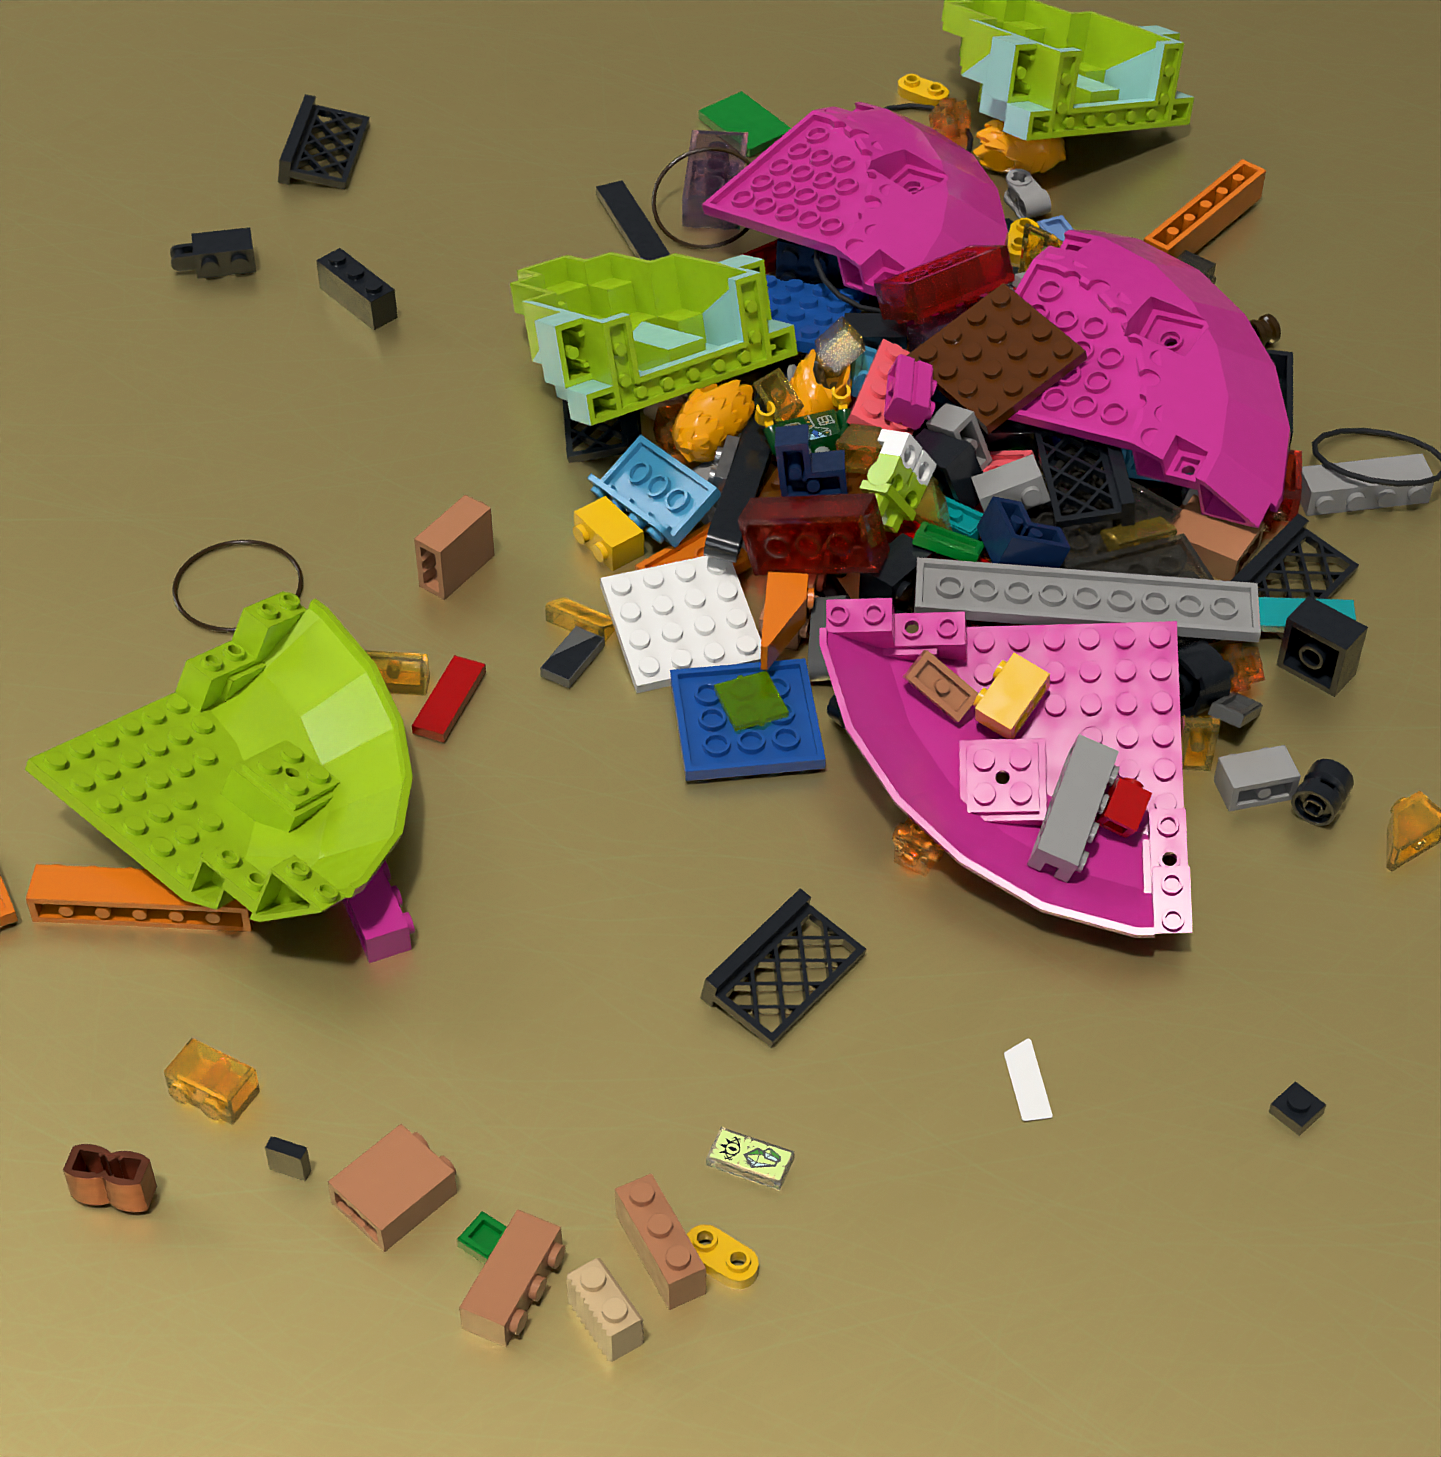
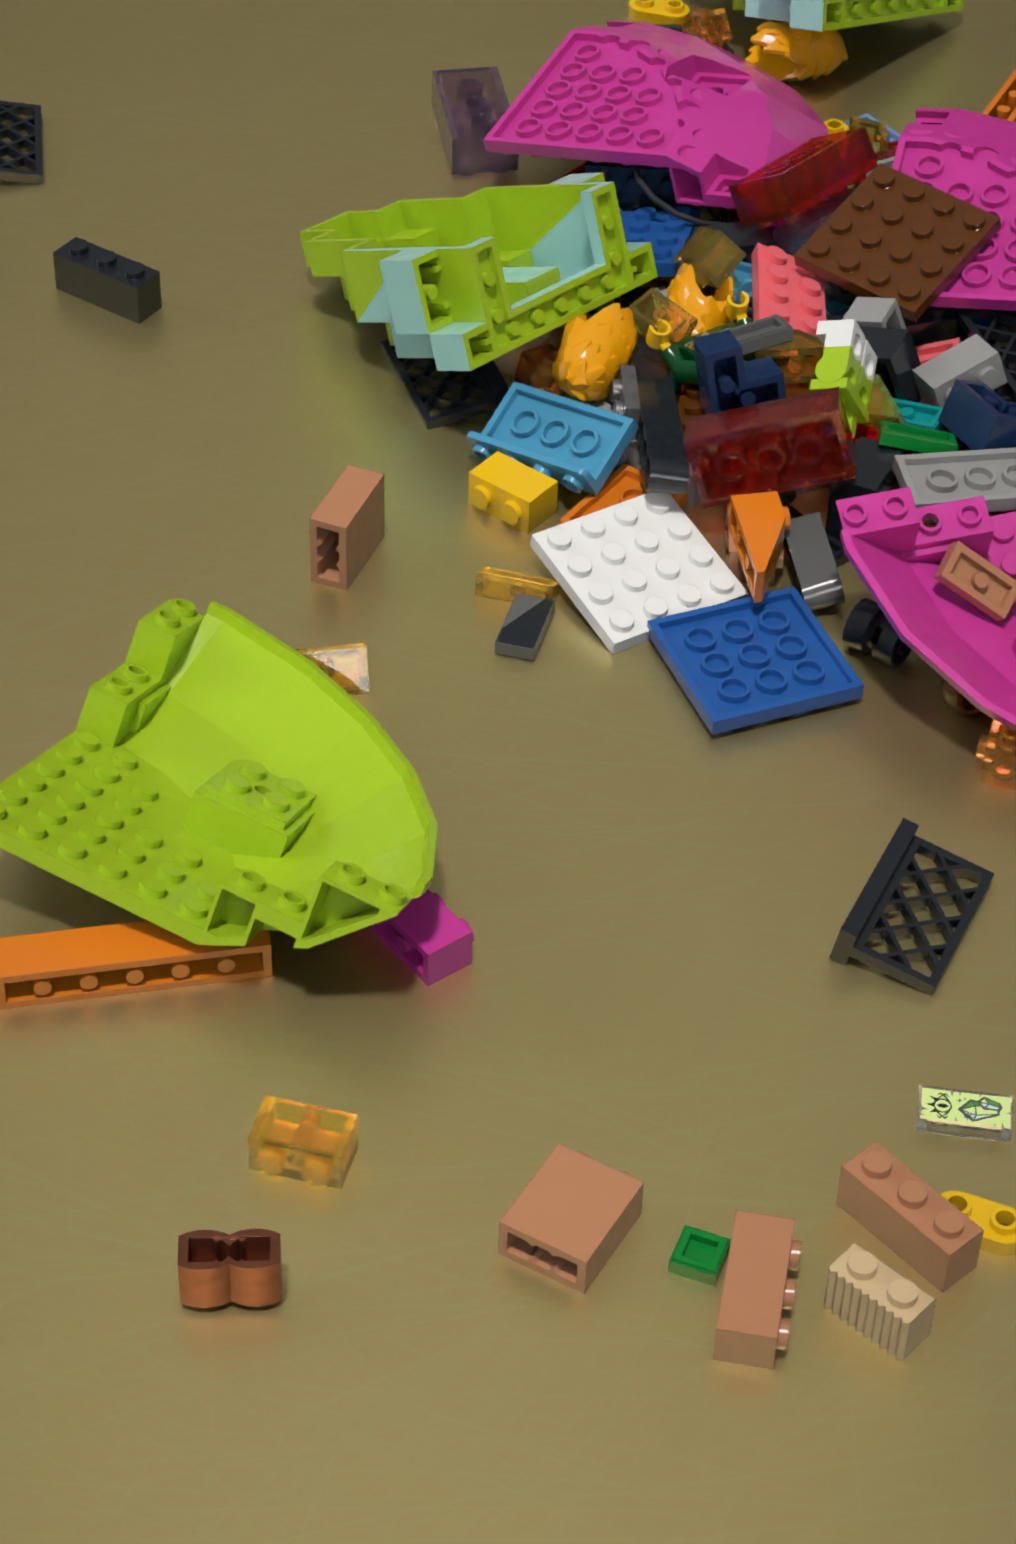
camera: 15 degrees left, 5 degrees down
(220, 545) = (36, 581): dark brown piece -> none
(288, 1158) = (432, 1209): tile -> none
(448, 698) = (401, 689): red tile -> none
(631, 221) = (385, 170): black tile -> none
(672, 163) = (429, 102): dark brown piece -> none
(744, 115) = (467, 52): green tile -> none
(751, 700) = (754, 637): clear neon green piece -> none
(839, 429) = (762, 333): none -> dark grey tile
(909, 392) = (814, 288): dark pink brick -> none
(1026, 195) = (823, 96): light grey piece -> none

